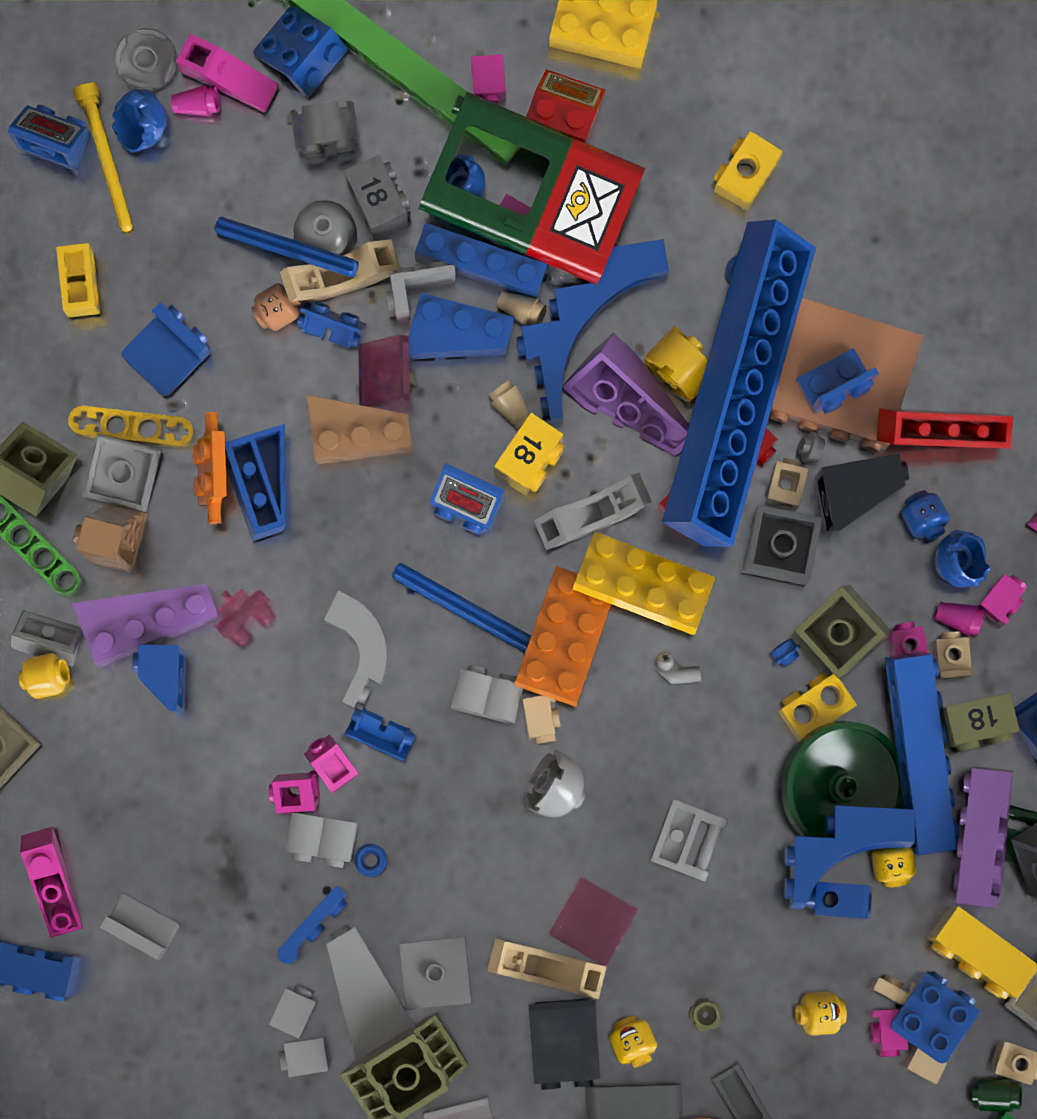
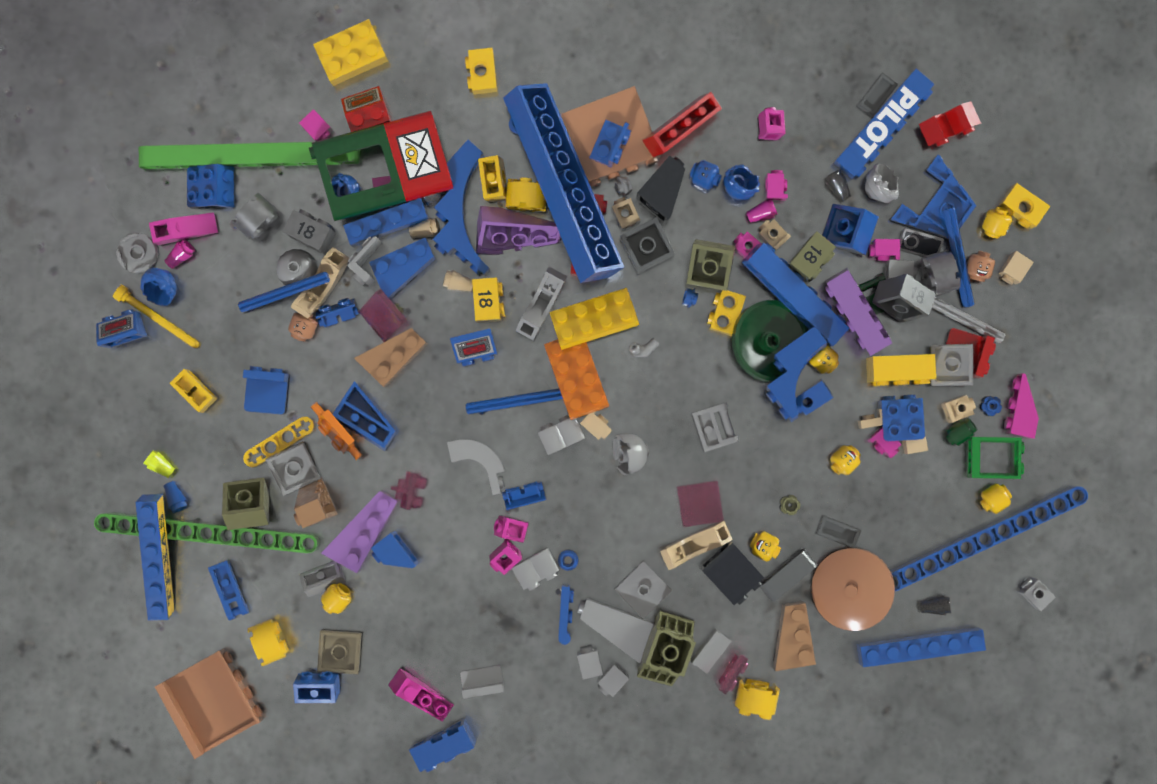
camera: 35 degrees left, 5 degrees up
(656, 311) = (493, 178): none -> yellow brick

